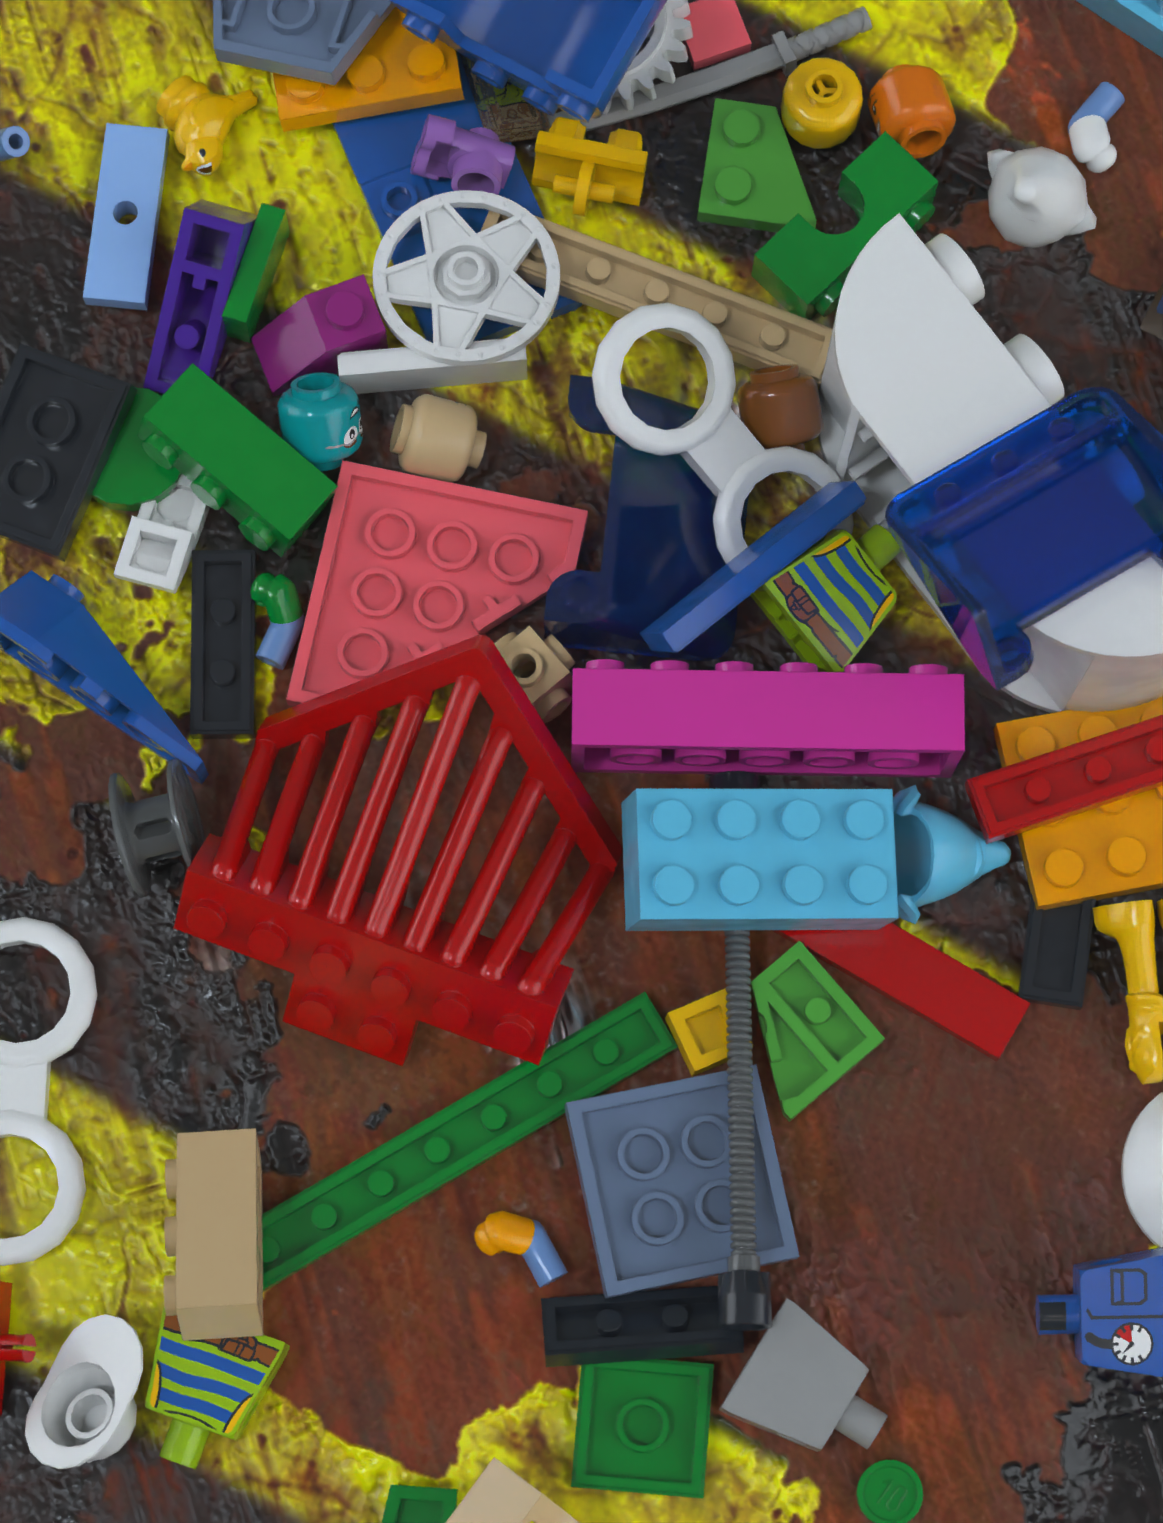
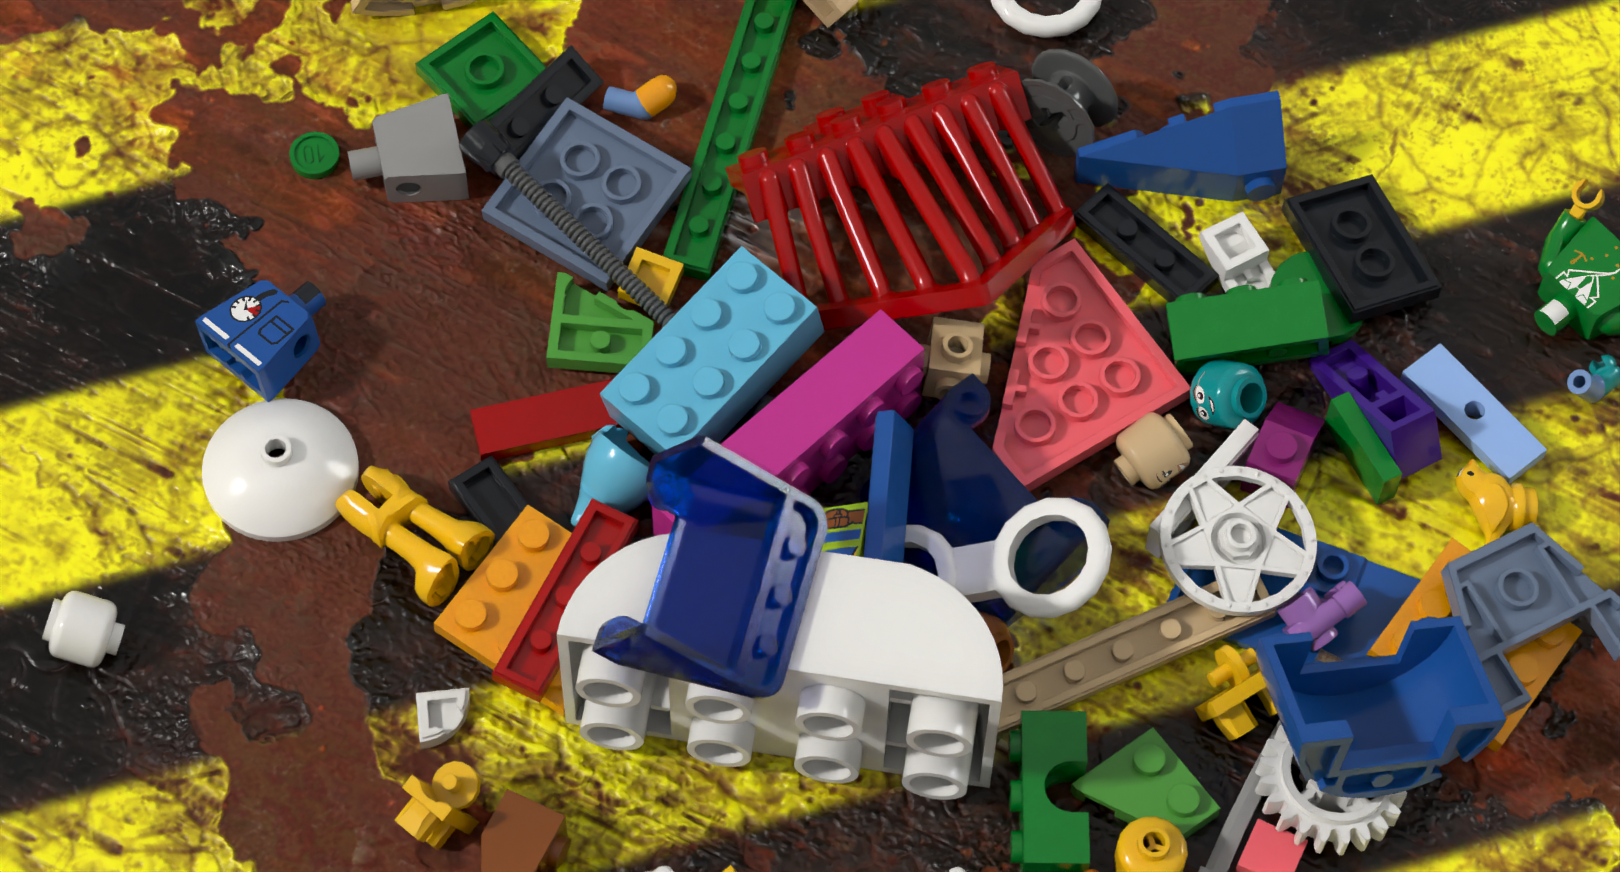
camera: 135 degrees right, 15 degrees down
(285, 617) = (1133, 288): arm -> none

